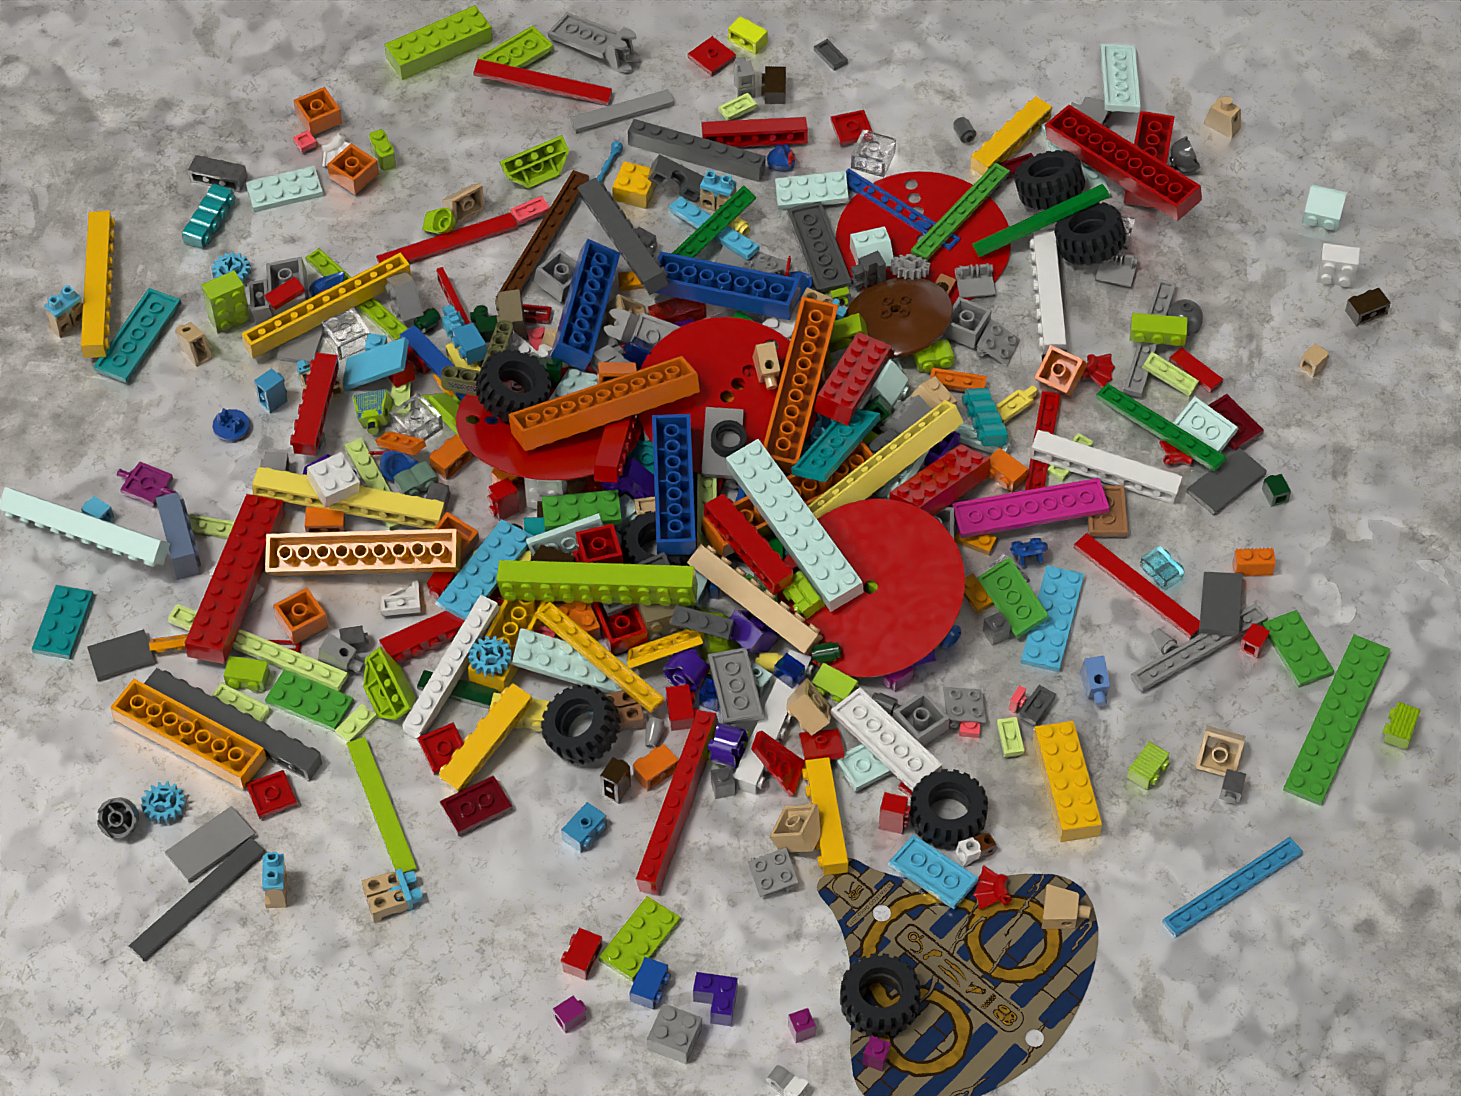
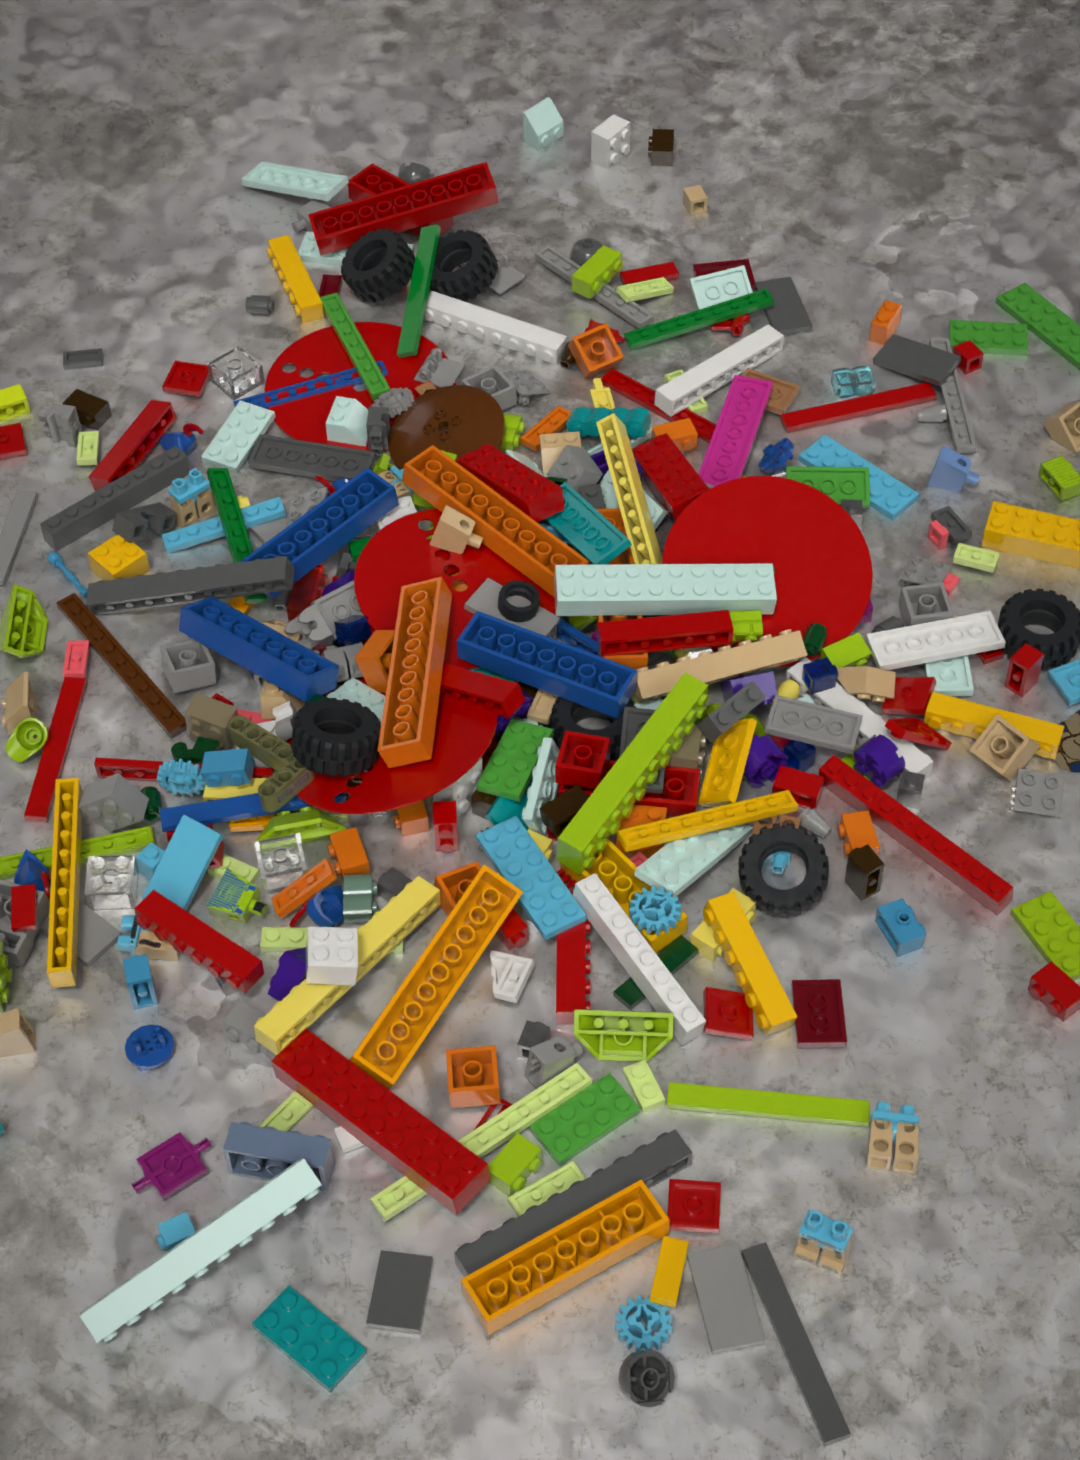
camera: 60 degrees left, 5 degrees down
(162, 643) = (418, 1228): light orange plate -> none
(209, 799) = (669, 1271): none -> yellow tile
(324, 520) = (354, 1006): orange brick -> none
(1224, 117) = (391, 140): tan torso -> none
(1276, 490) = (816, 278): dark green brick -> none

